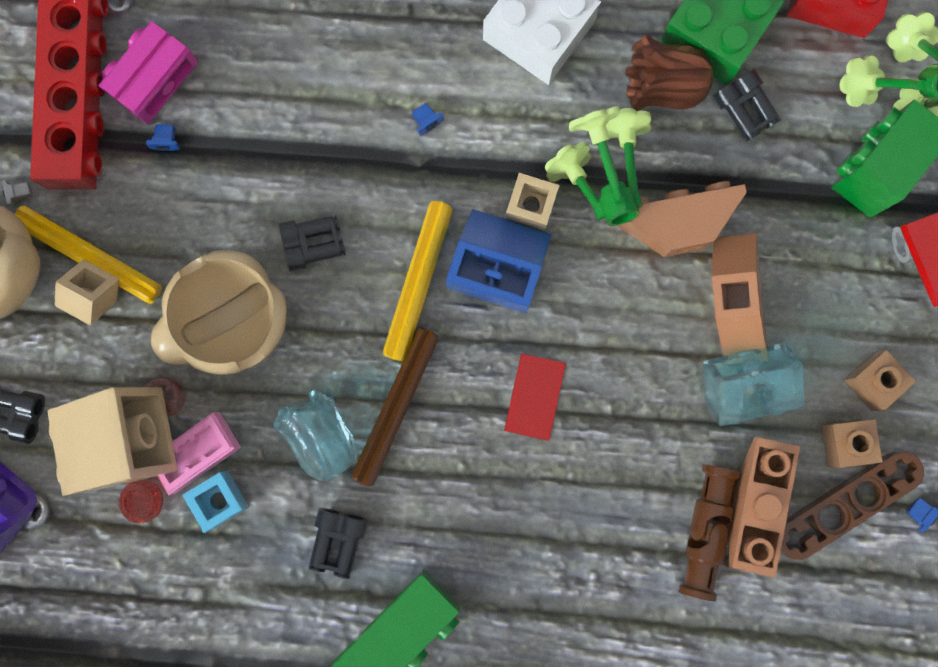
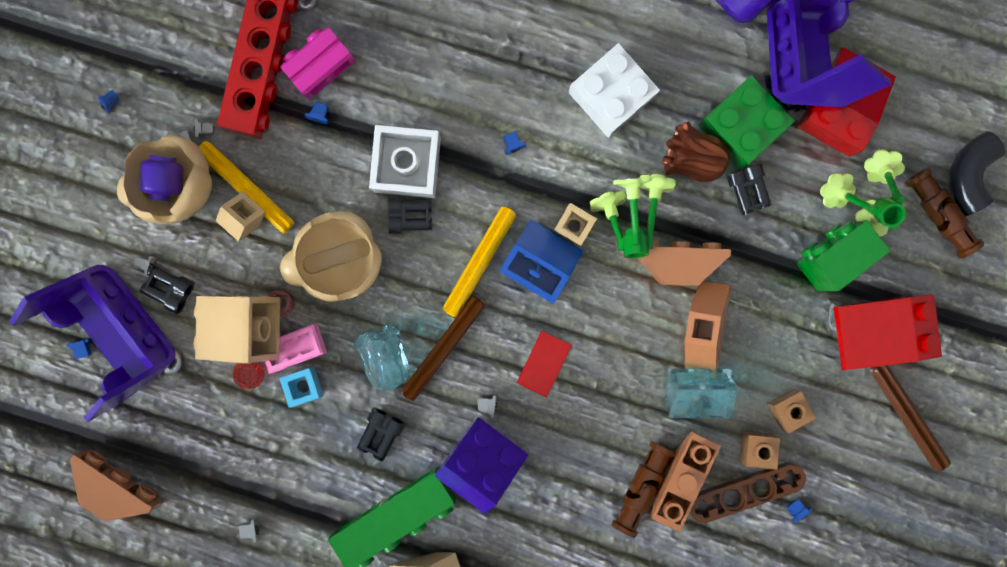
camera: 10 degrees right, 5 degrees up
(289, 170) = (405, 161): none -> white brick
(473, 469) = (488, 405): none -> light grey piece
(483, 550) = (481, 465): none -> dark purple brick

